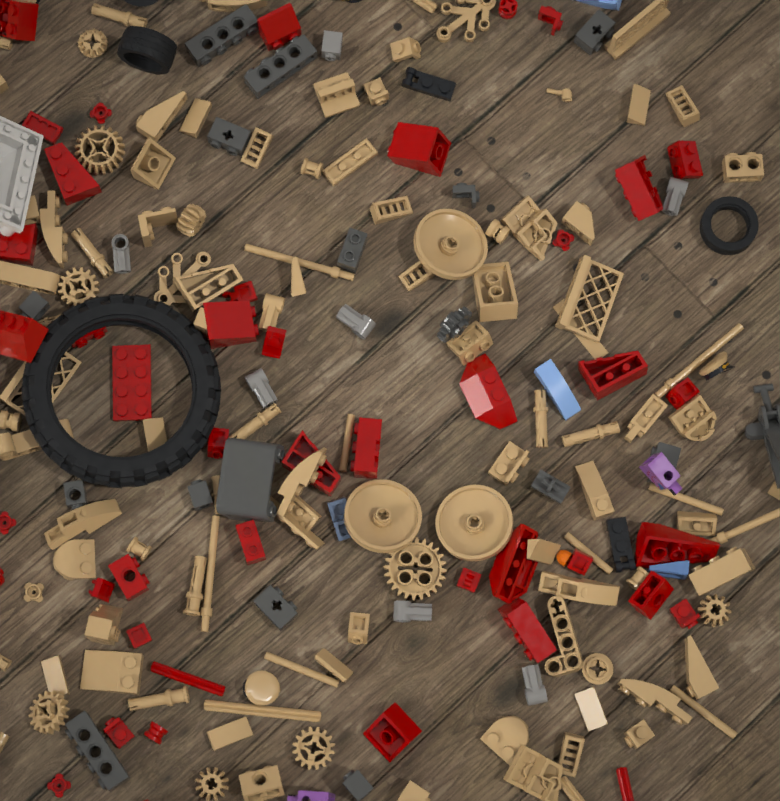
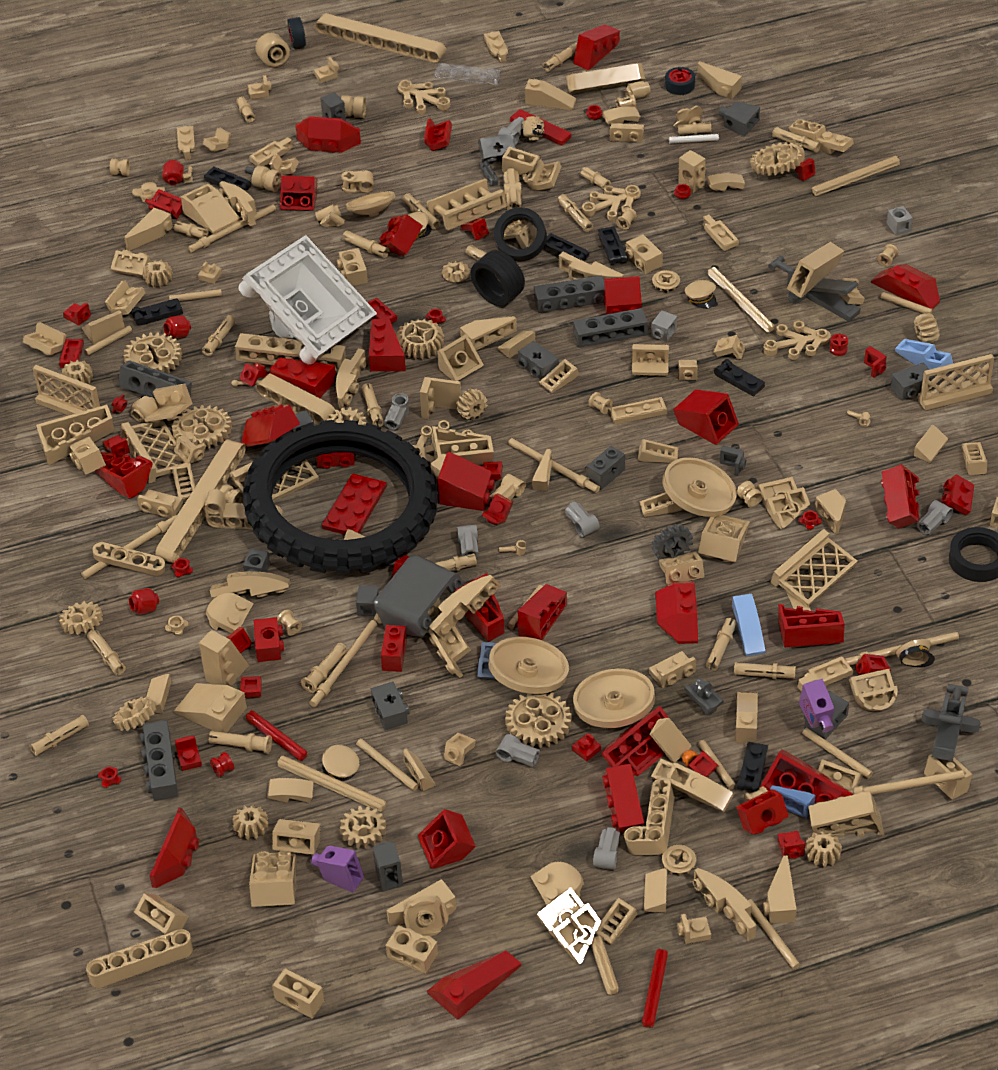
camera: 30 degrees right, 30 degrees down
(306, 378) = (519, 549): none -> tan hand

